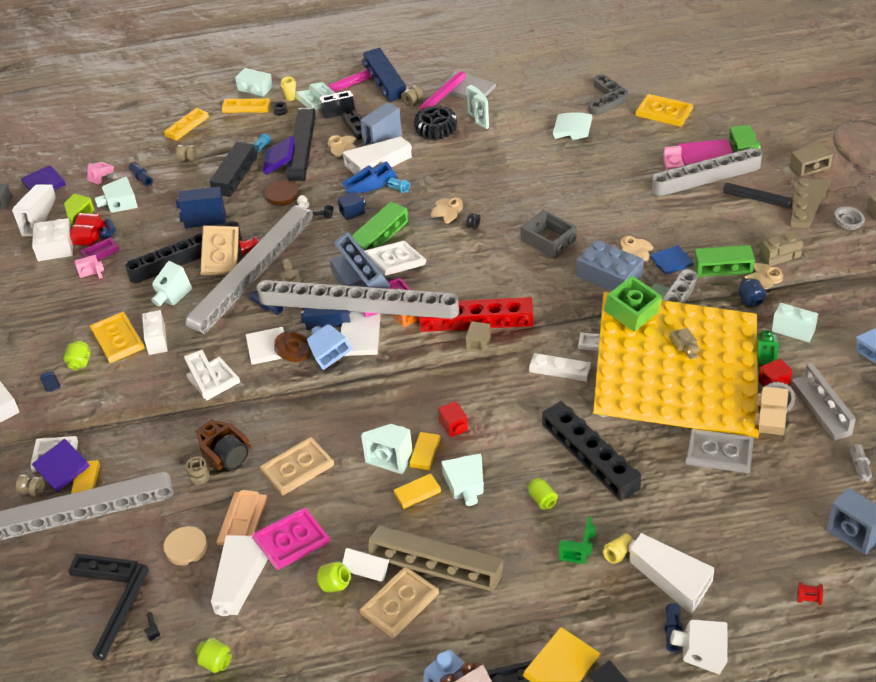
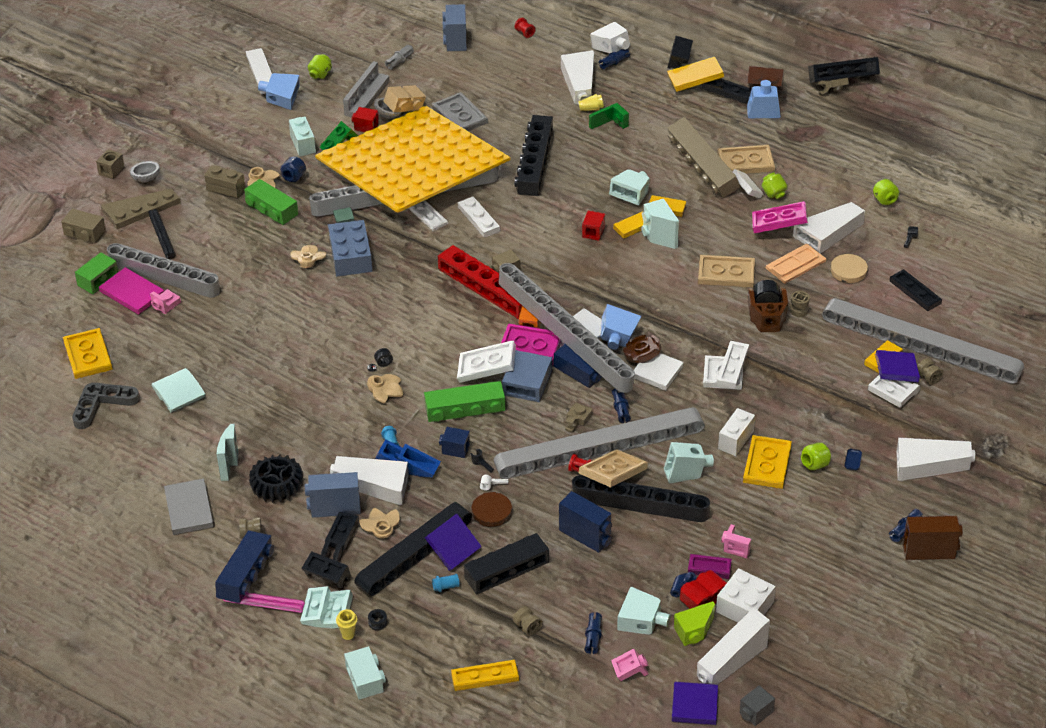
camera: 140 degrees left, 0 degrees up
(120, 612) = (923, 255): black axle -> none
(245, 105) = (402, 654): yellow tile -> none
(361, 262) = (529, 346): sand blue brick -> none
(444, 90) = (222, 507): dark pink axle -> none
(542, 493) = (596, 151): lime brick -> none
(545, 219) = (348, 316): dark grey window -> none
(633, 303) = (401, 174): bright green brick -> none
(671, 260) = (295, 235): blue piece -> none
(684, 340) = (396, 154): dark tan plate -> none

